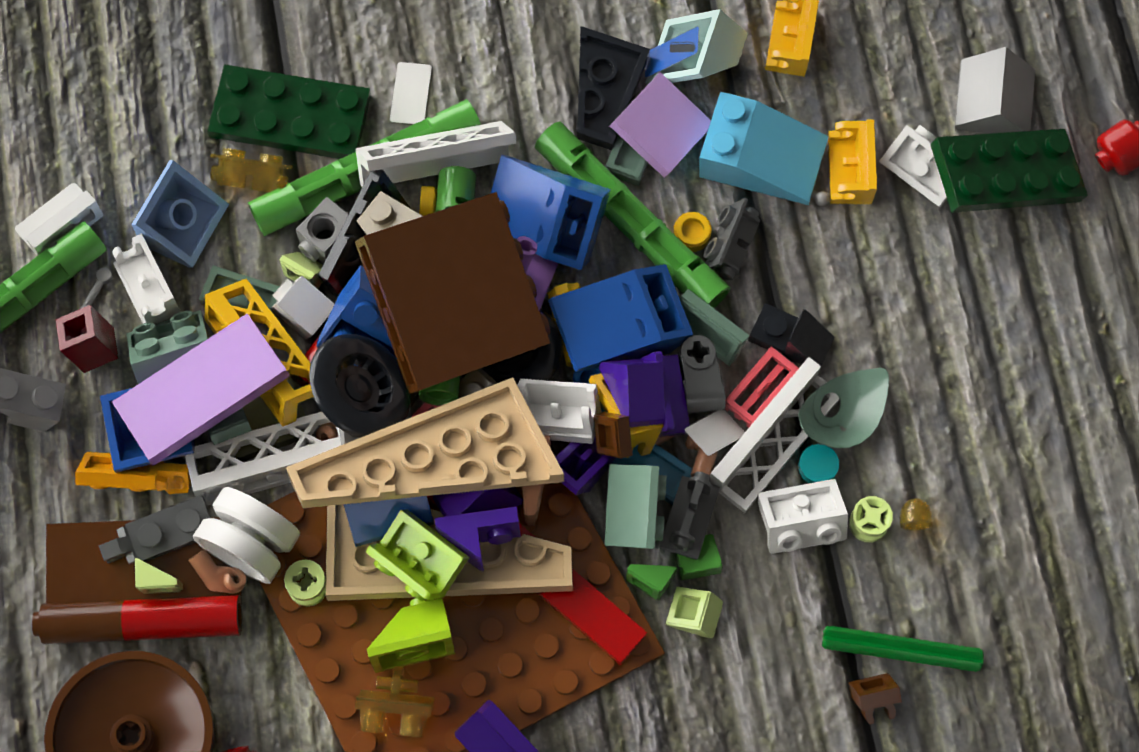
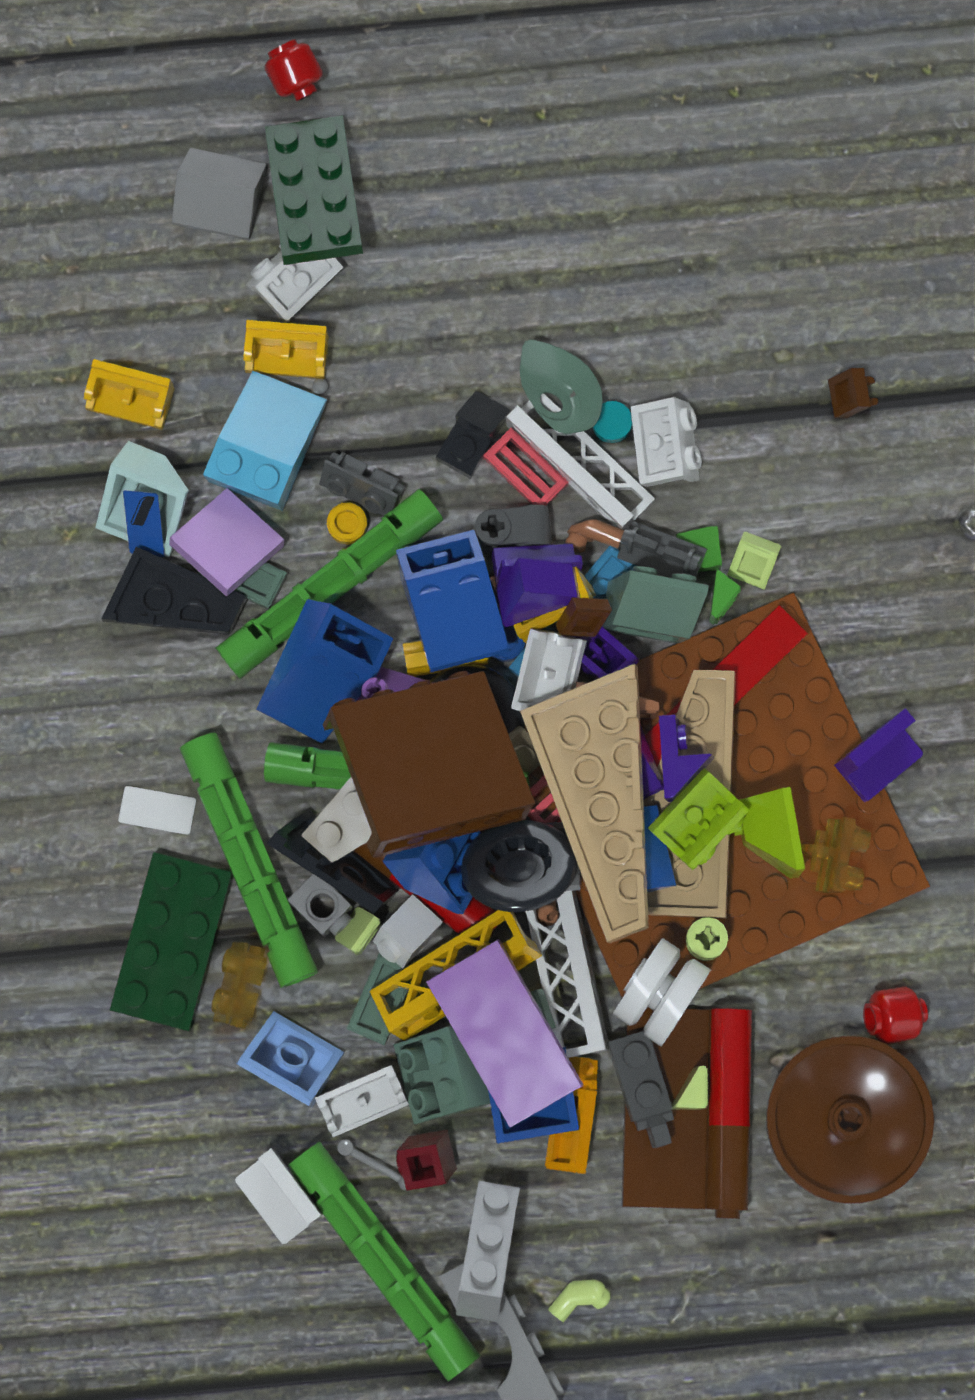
camera: 80 degrees left, 10 degrees up
(216, 577) = (692, 1029): nougat arm -> none
(427, 200) = (297, 796): yellow tile -> none
(430, 153) = (244, 781): white fence -> none
(710, 323) = (462, 510): sand green tile -> none
(715, 432) = (575, 519): white sticker -> none
(877, 513) = (675, 369): yellowish green wheel -> none
(902, 648) = (805, 362): green axle -> none
(915, 515) = (671, 332): clear yellow hinge -> none

